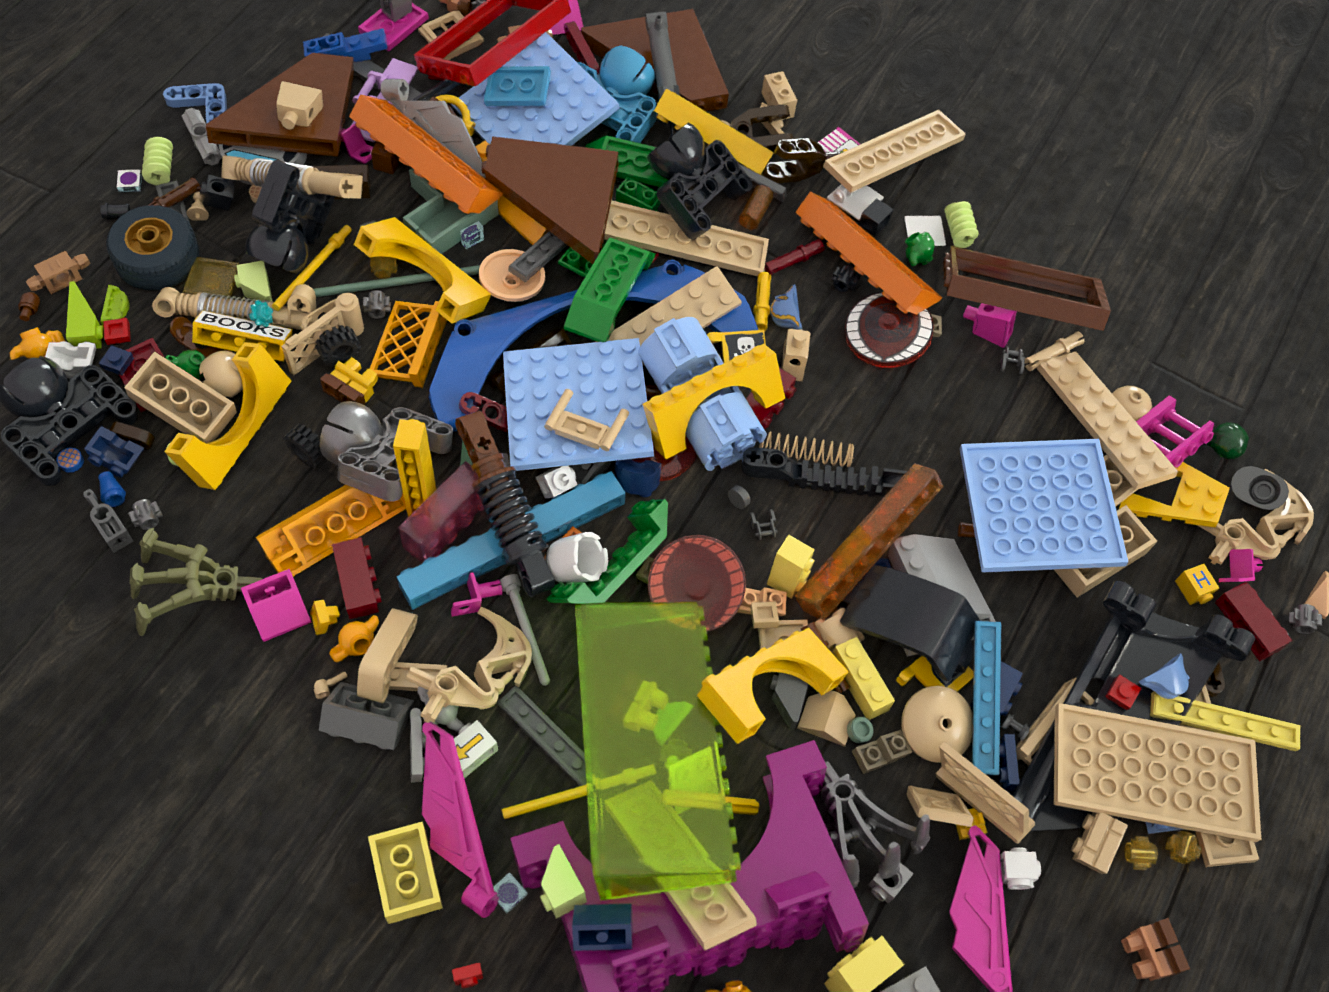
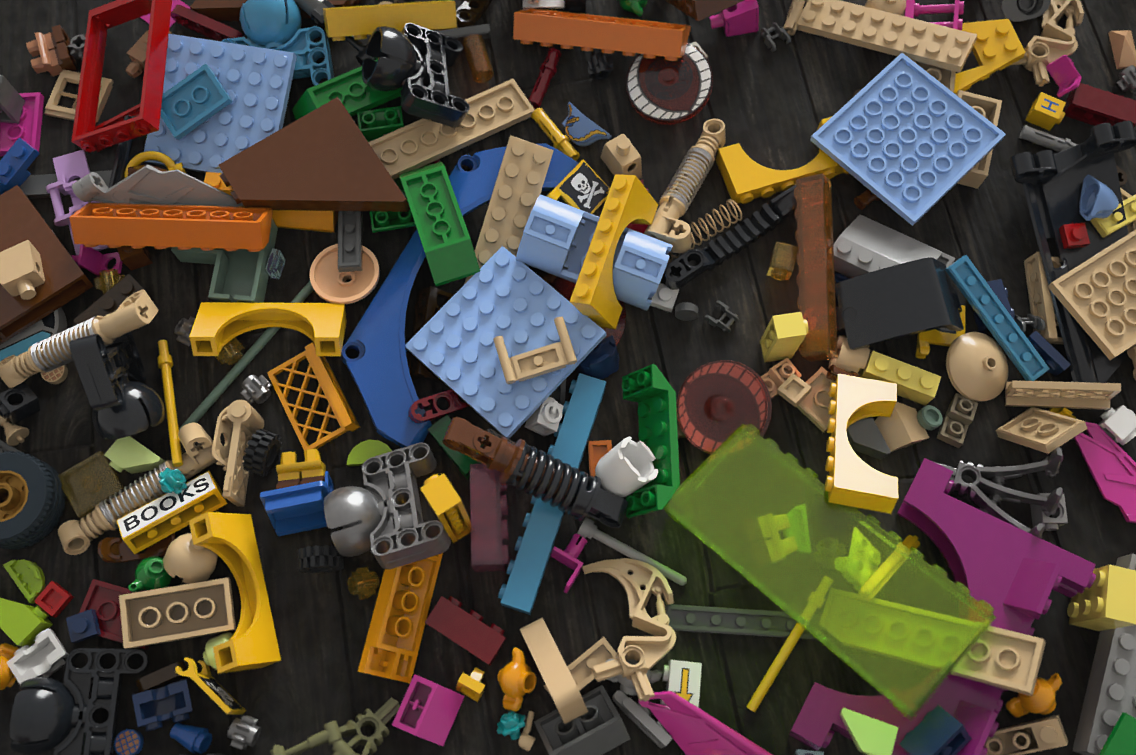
camera: 35 degrees left, 10 degrees up
(153, 465) = (211, 687): none -> yellow flag
(318, 486) = (363, 583): none -> clear yellow gear
(322, 394) = (297, 506): none -> blue piece
(322, 666) = (511, 724): none -> teal plant
(351, 158) = (107, 279): none -> clear yellow gear
(408, 402) = (366, 450): none -> lime tile
(733, 475) = (664, 298): none -> white plate
(779, 419) = (682, 186): none -> tan piece
(849, 518) = (782, 261): none -> clear yellow brick
(886, 447) = (751, 180): none -> yellow arch
(1175, 604) = (1046, 140): none -> light grey pin

